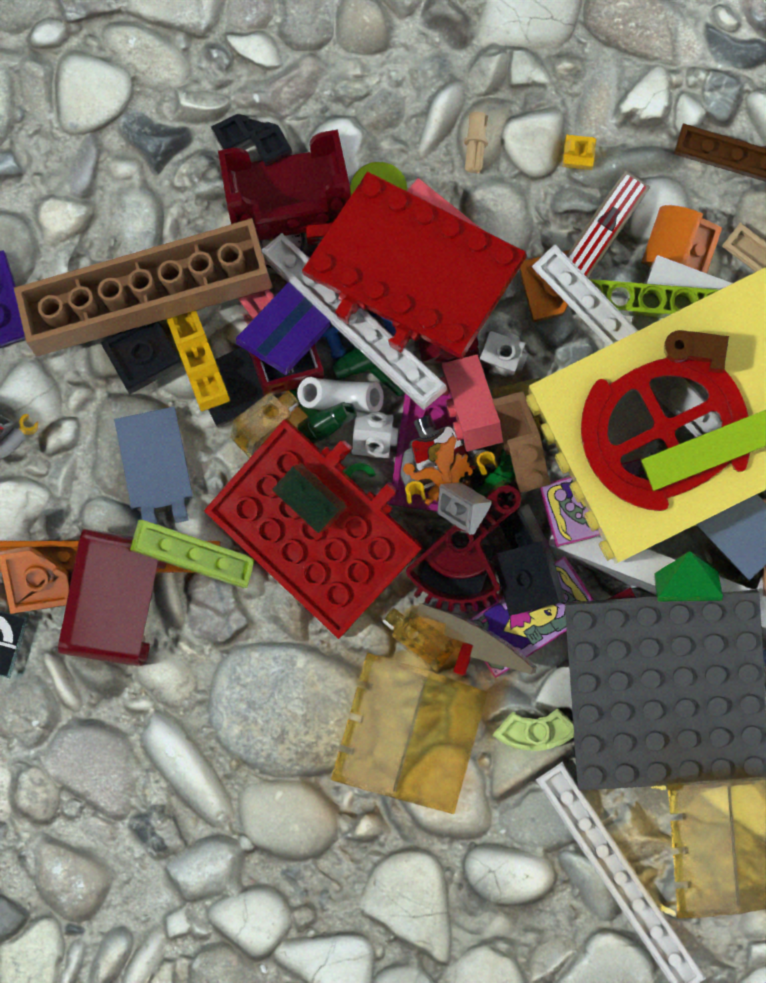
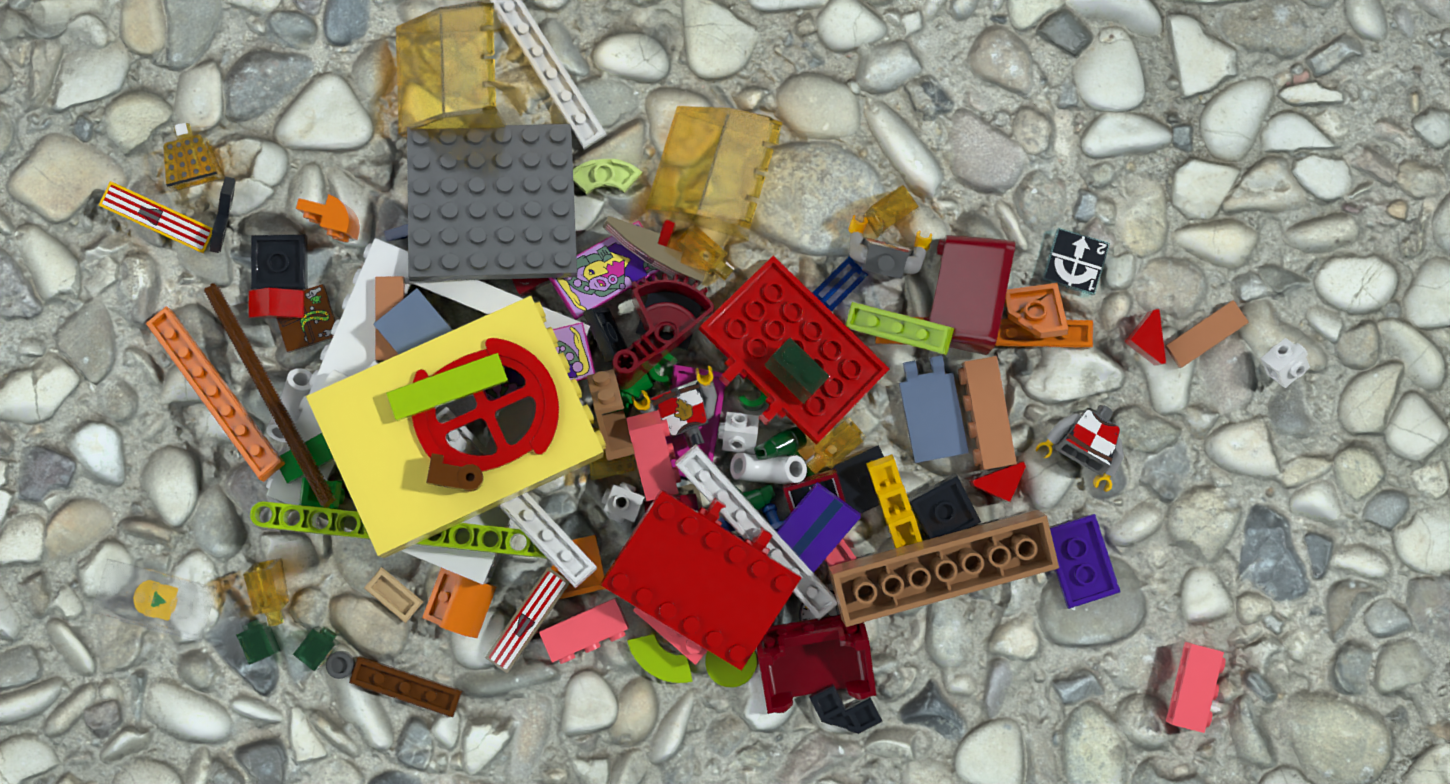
camera: 175 degrees left, 5 degrees up
(78, 386) = (1000, 482): none -> red slope
(91, 462) = (987, 412): none -> nougat brick
(200, 692) = (891, 211): none -> clear yellow torso
(209, 637) = (883, 256): none -> torso
(259, 592) = (855, 268): none -> clear blue tile
(316, 233) = (786, 617): red tile -> none
(448, 474) = (677, 388): orange piece -> none
(458, 187) = (658, 661): none -> lime tile
(462, 506) = (663, 359): light grey slope -> none
(476, 142) = (641, 702): tan axle -> none
(528, 577) = (607, 298): black plate -> none
(542, 215) = (585, 631): none -> coral brick
(579, 152) = (548, 692): yellow tile -> none
(688, 580) = (469, 288): green slope -> none

